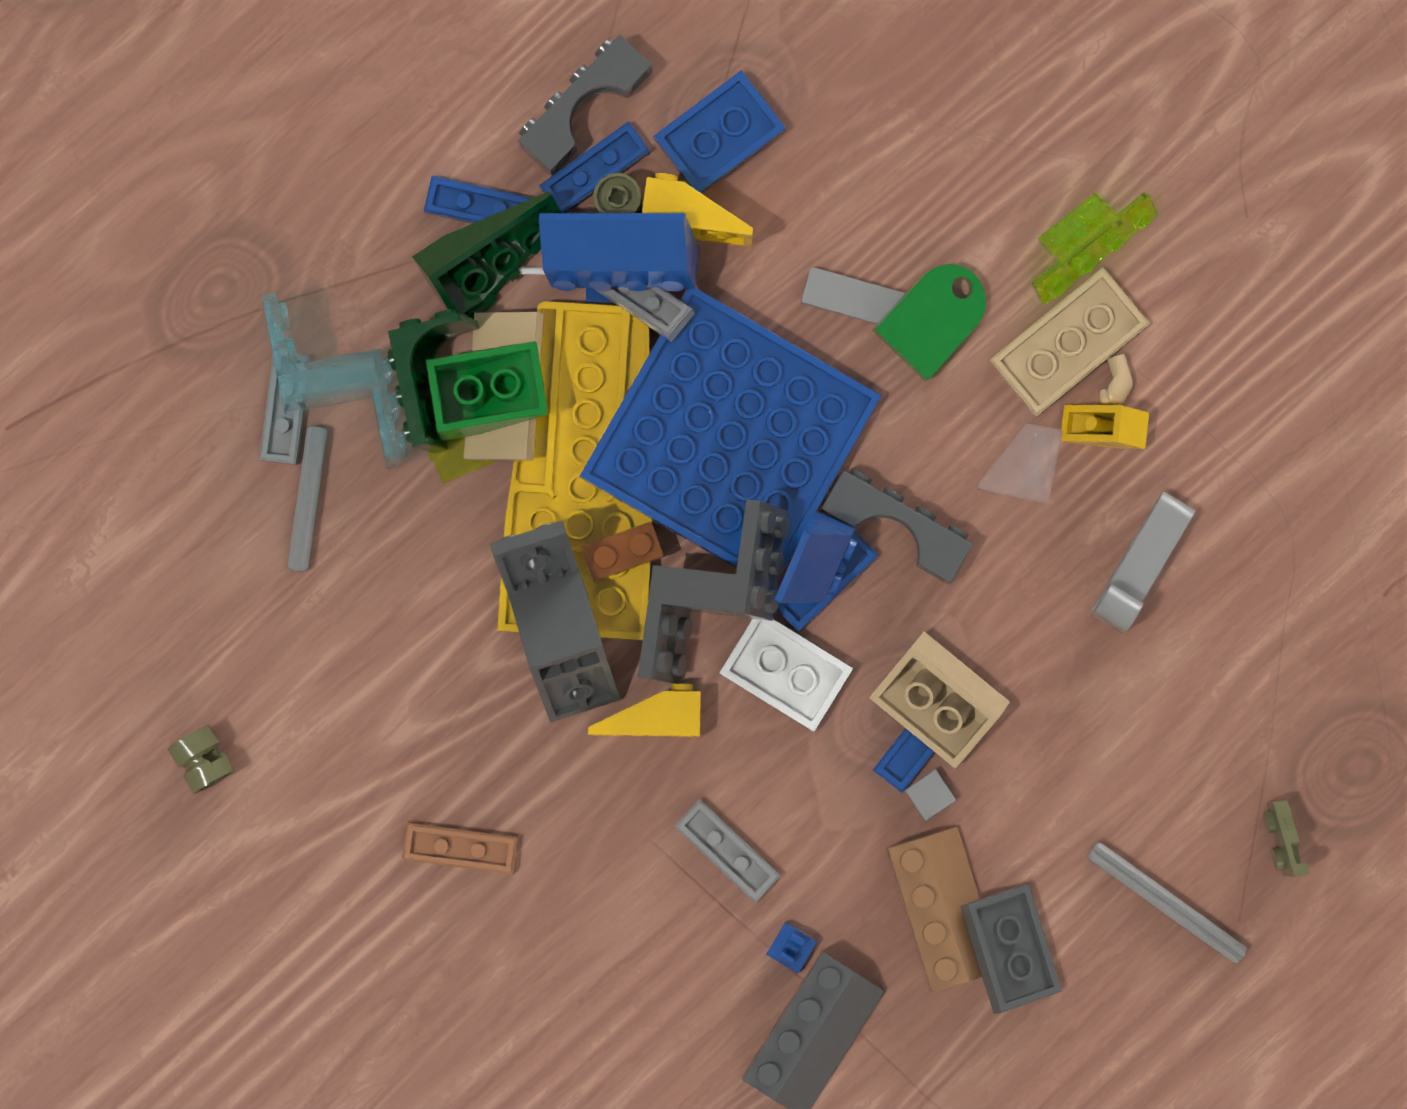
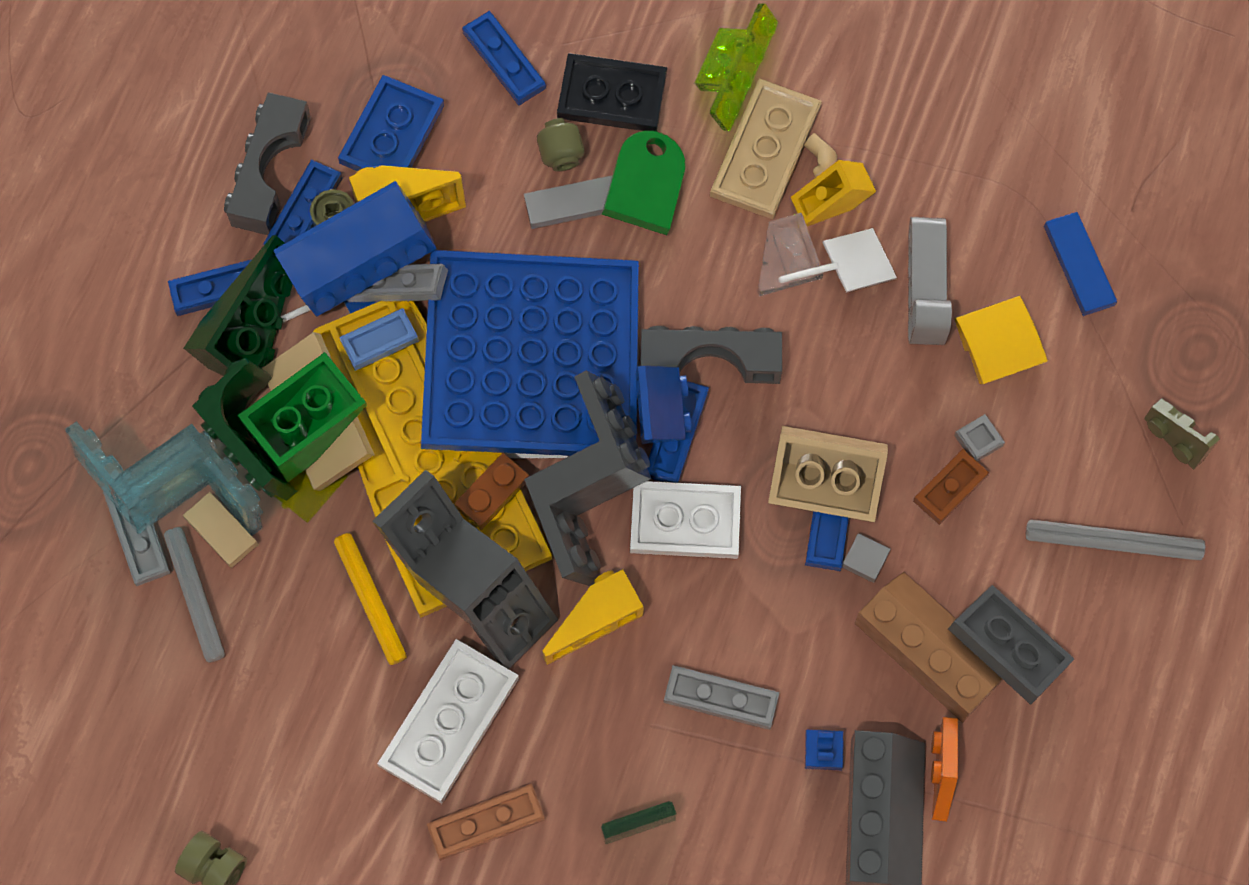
camera: 30 degrees left, 15 degrees down
(361, 449) = (220, 530): none -> tan tile
(462, 588) = (370, 599): none -> yellow axle
(473, 741) = (448, 721): none -> white plate
(590, 924) = (638, 822): none -> clear green tile
(596, 345) = (379, 339): none -> medium blue tile
(869, 110) = (504, 58): none -> blue tile
(872, 236) = (560, 145): none -> olive head
(883, 1029) = (945, 768): none -> orange wing
(952, 206) = (612, 92): none -> black plate
(1046, 772) = (951, 486): none -> dark orange plate
(1088, 504) = (856, 259): none -> white piece
(1101, 739) = (979, 438): none -> light grey tile
(1176, 657) = (1000, 339): none -> yellow slope
(1299, 621) = (1080, 263): none -> blue tile

